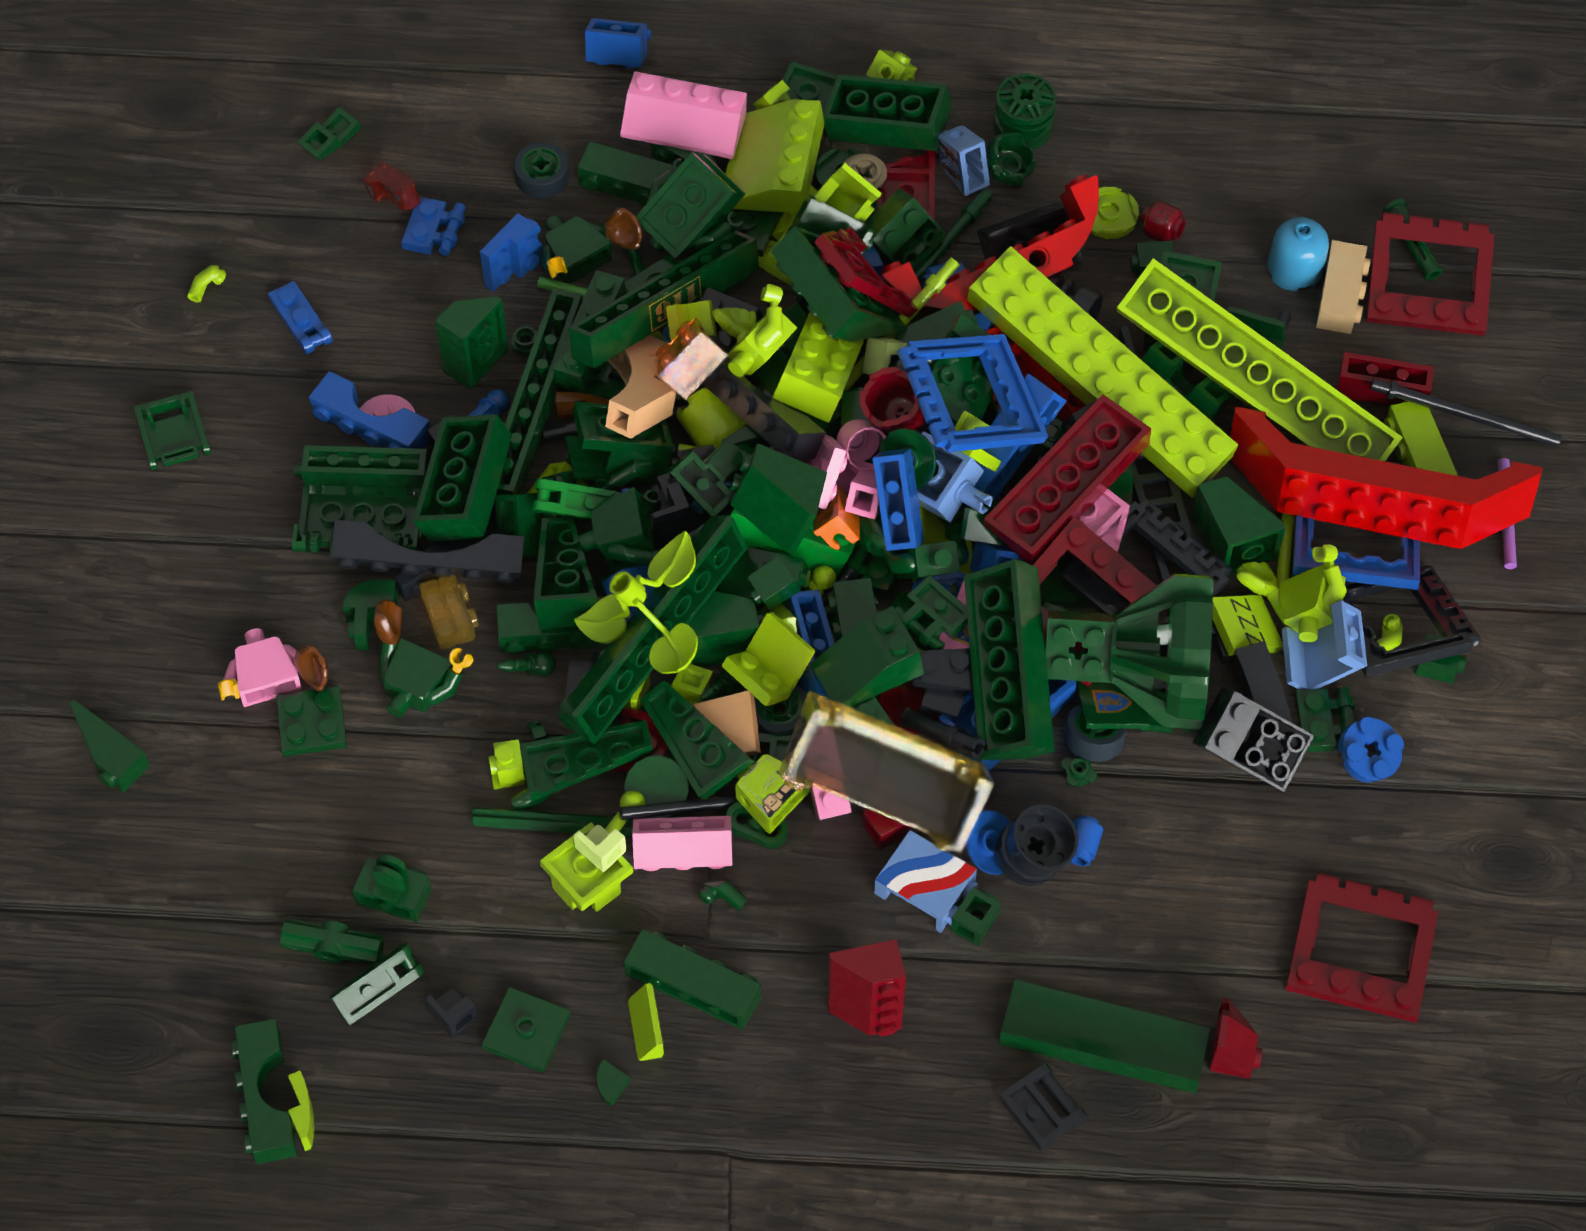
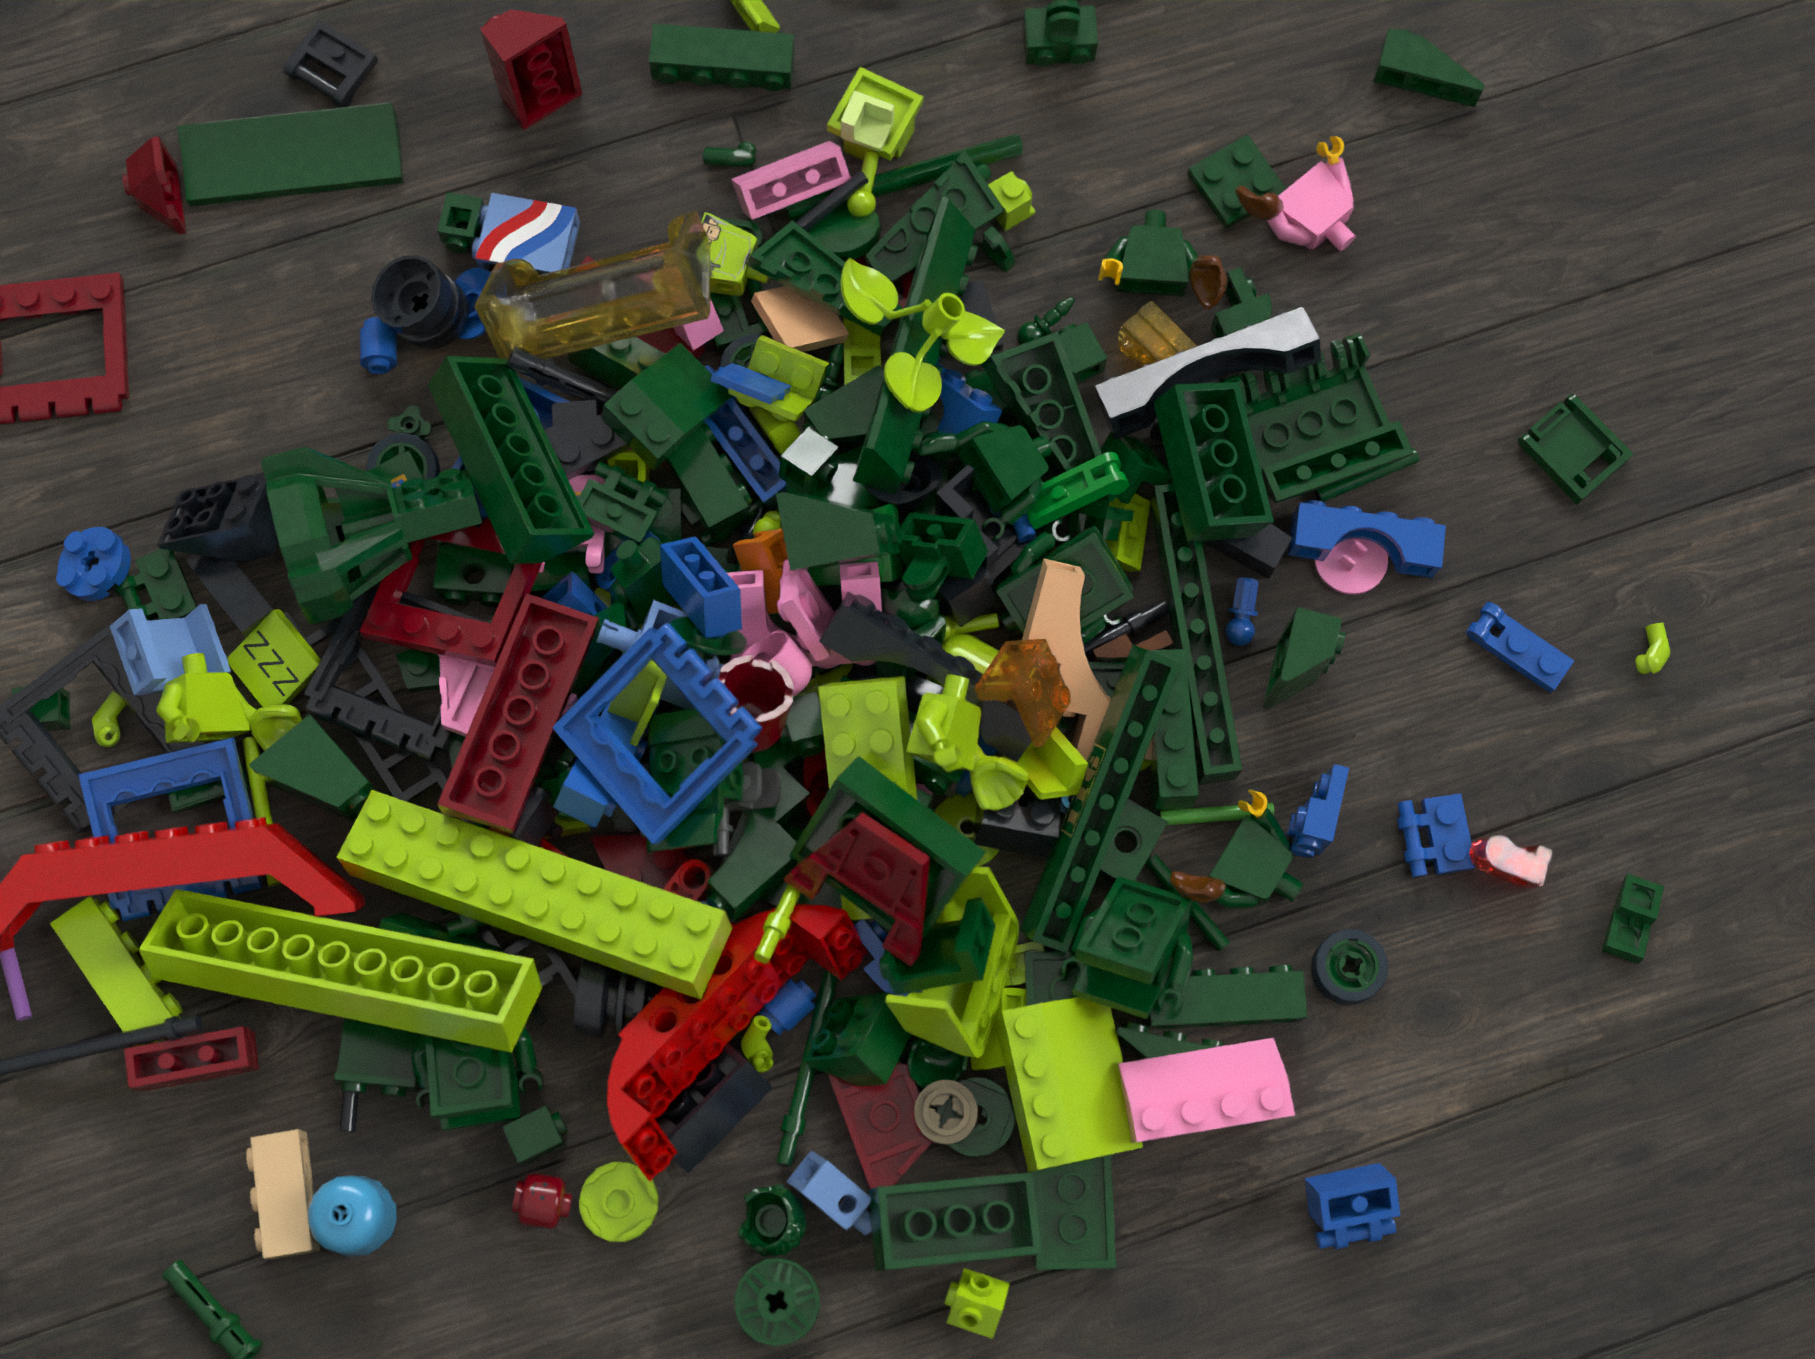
camera: 155 degrees right, 15 degrees up
(522, 334) = (1255, 712): dark green plate -> none
(773, 96) = (1111, 1180): lime tile -> none
(792, 659) = (751, 383): none -> blue piece
(879, 353) = (800, 809): yellowish green panel -> none
(973, 259) = (756, 1046): none -> lime arm
(1428, 311) = (197, 1312): dark red hinge -> none

